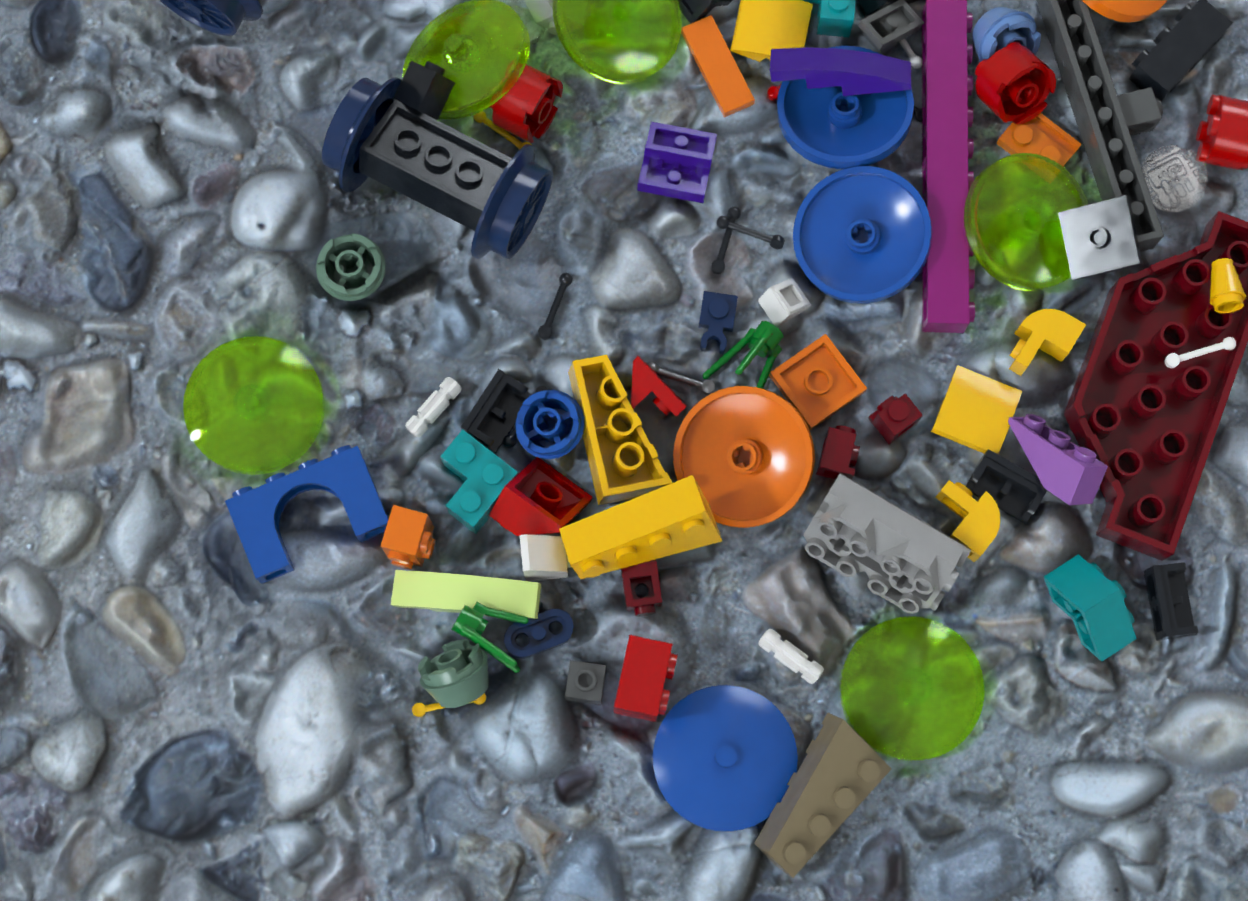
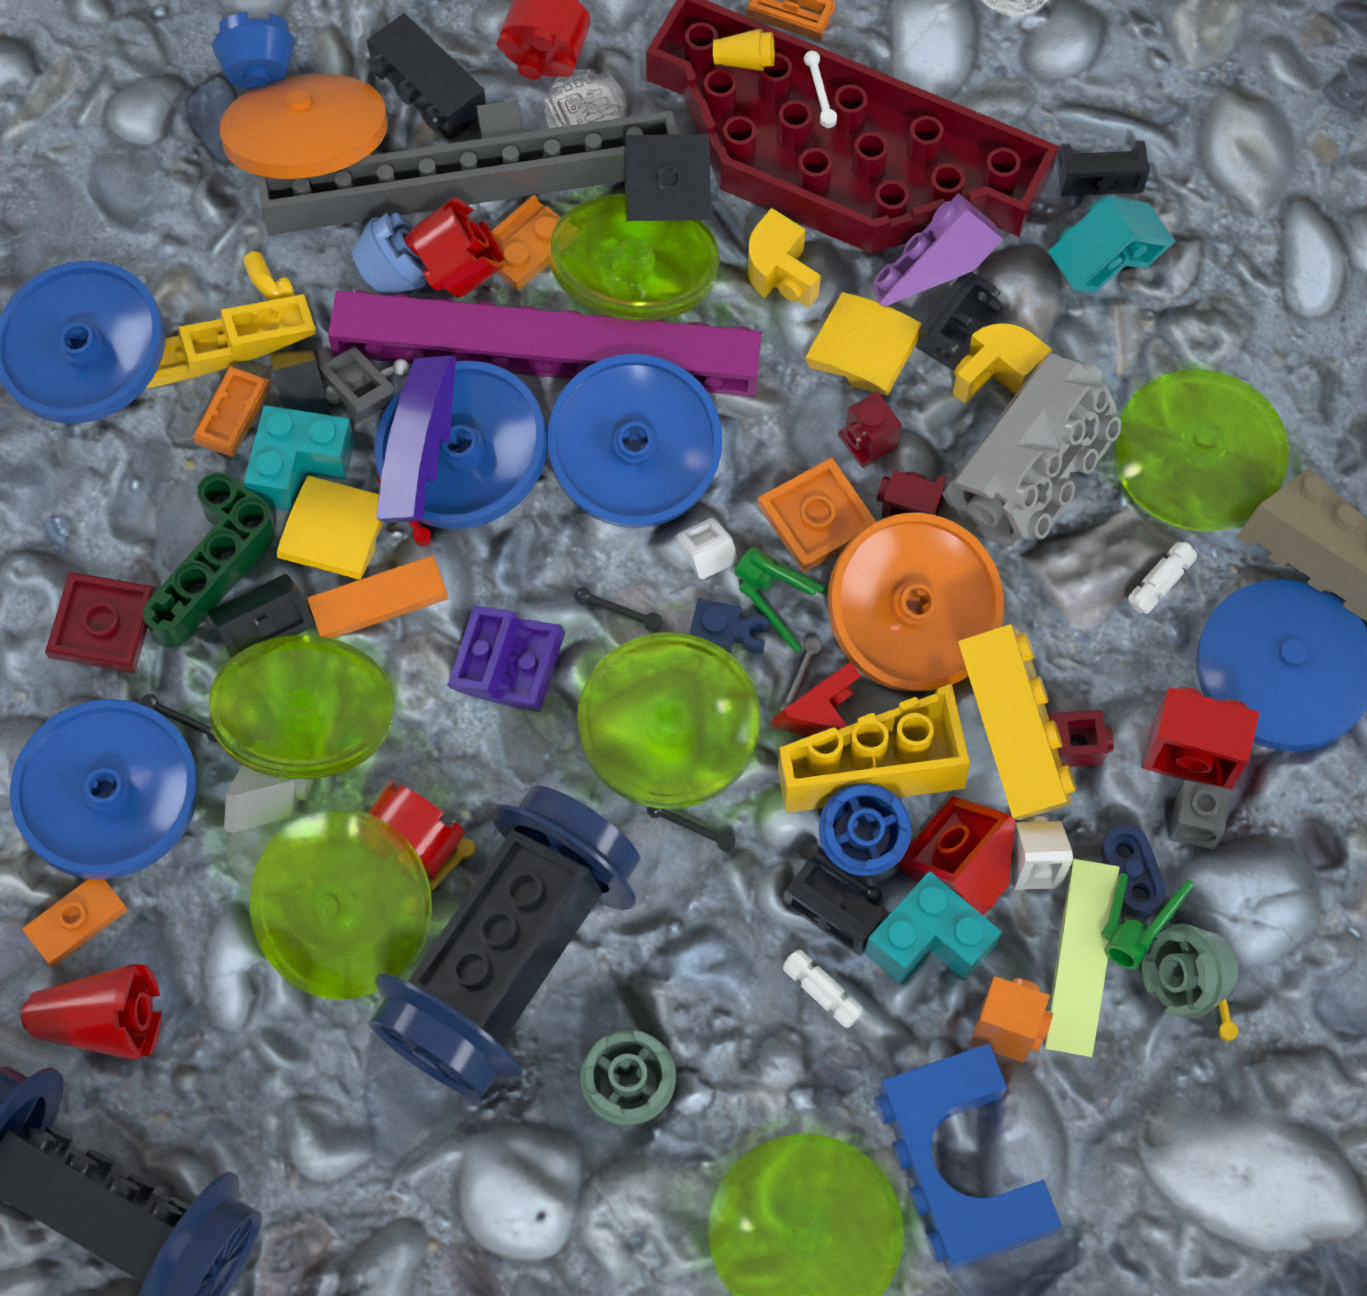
camera: 85 degrees left, 10 degrees down
(425, 88) = (391, 945): black brick -> none
(630, 278) = (668, 720): none -> clear neon green dish
(775, 241) = (626, 549): black hinge -> none

